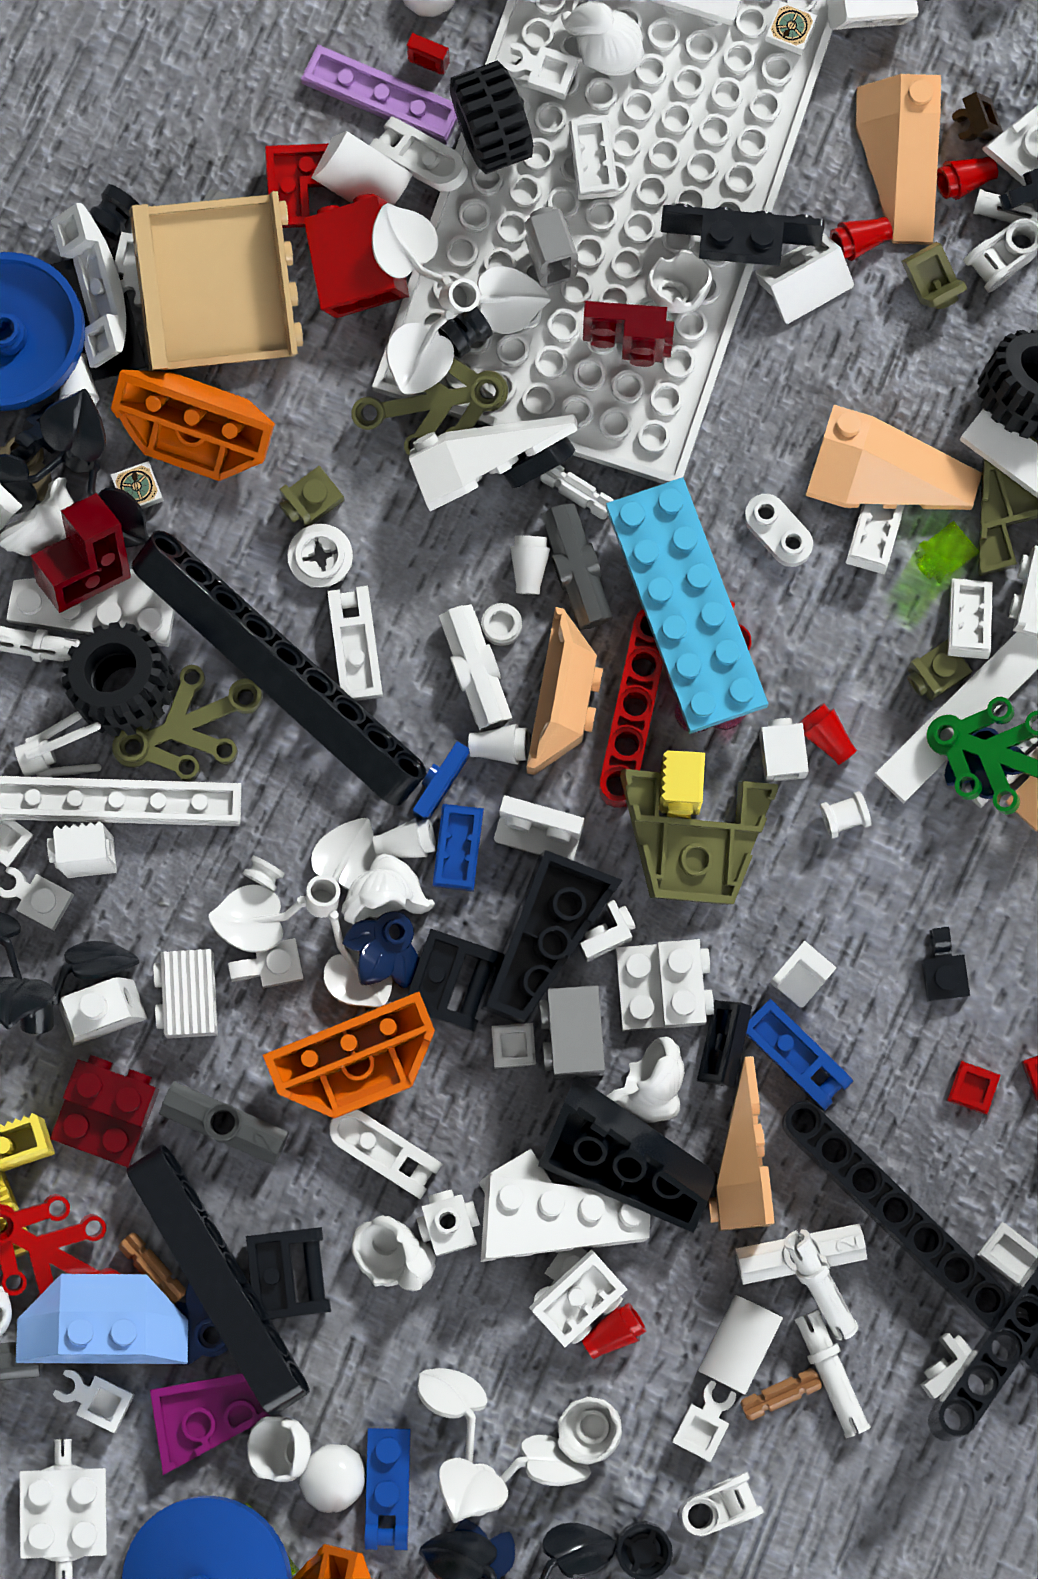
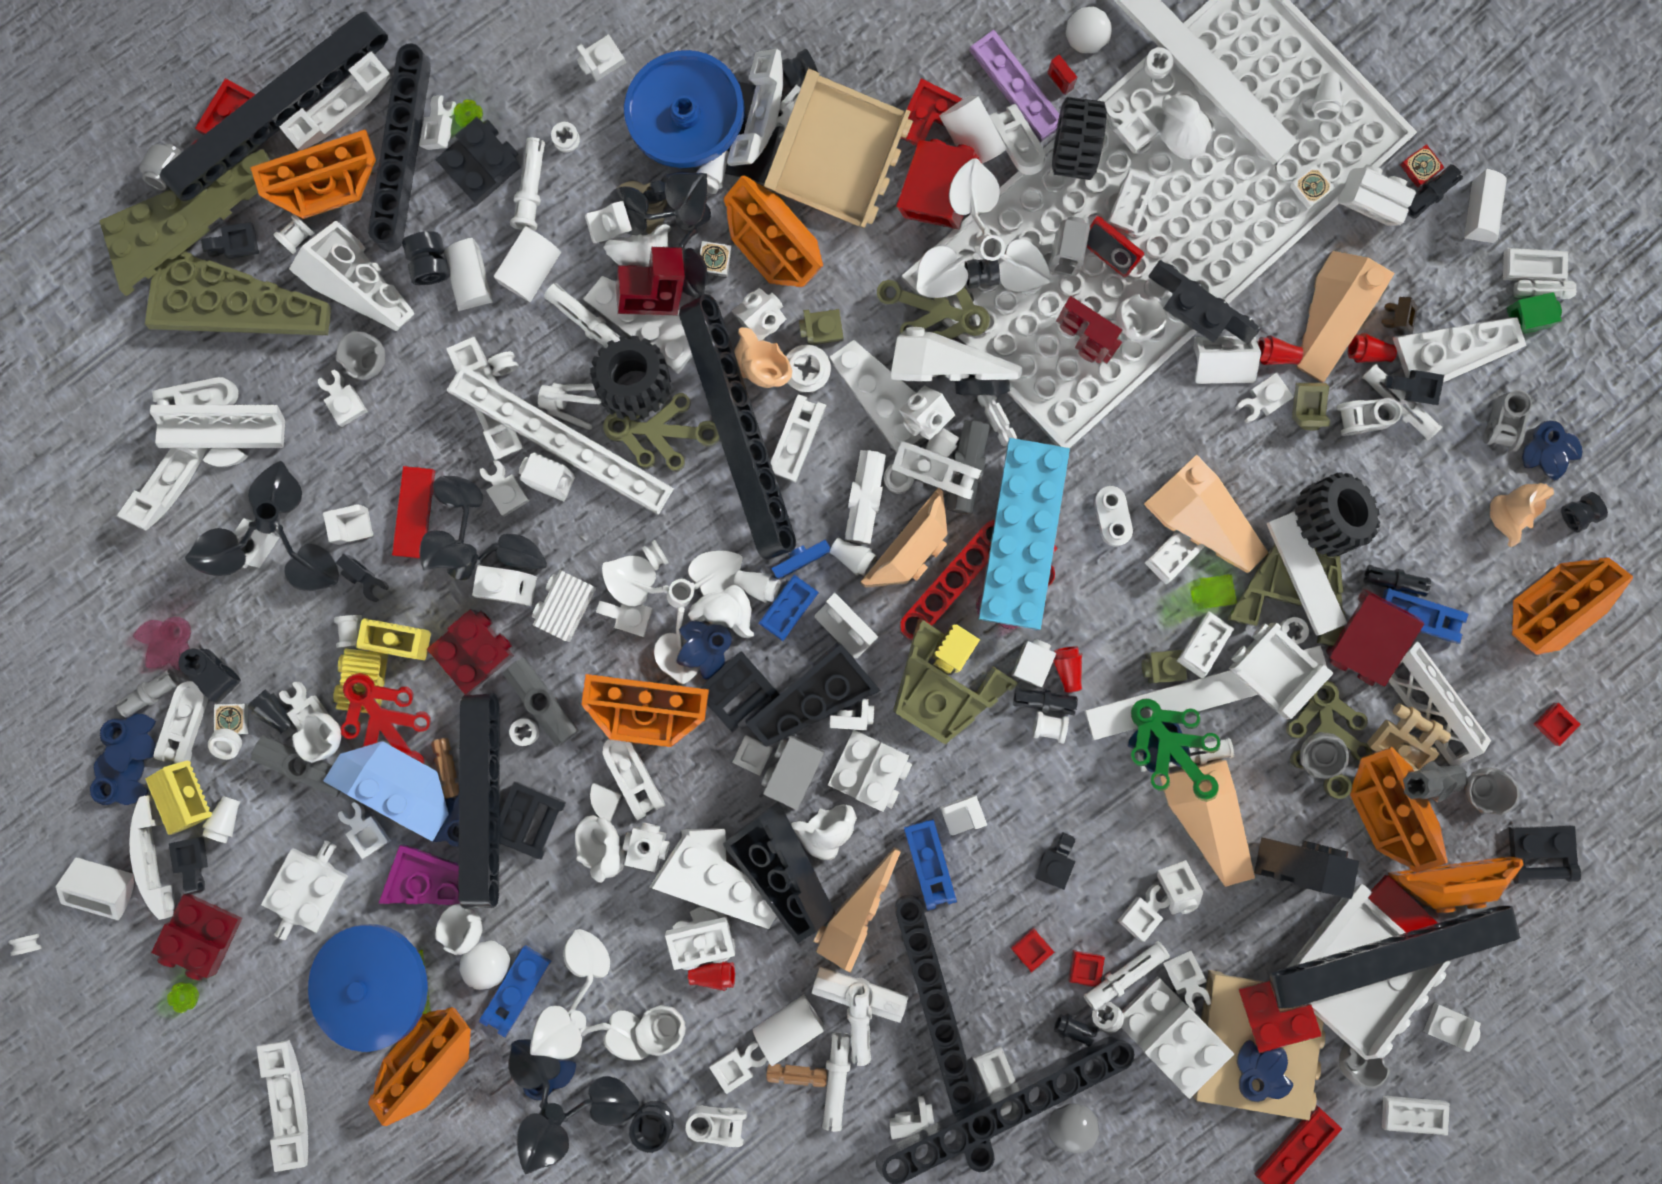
camera: 35 degrees right, 5 degrees up
(229, 522) = (760, 313): none -> white brick
(233, 1180) = (522, 723): none -> white bush
(262, 574) = (761, 360): none -> light nougat hair
(366, 1199) = (604, 801): none -> white tile
(441, 541) = (876, 391): none -> white wing
(492, 528) = (926, 413): none -> white brick
(539, 588) = (934, 469): none -> white plate
(602, 220) = (1113, 247): none -> slope
(724, 1043) = (887, 831): black tile -> none
(822, 788) = (1045, 701): none -> black pin
(877, 294) = (1267, 396): none -> white plate

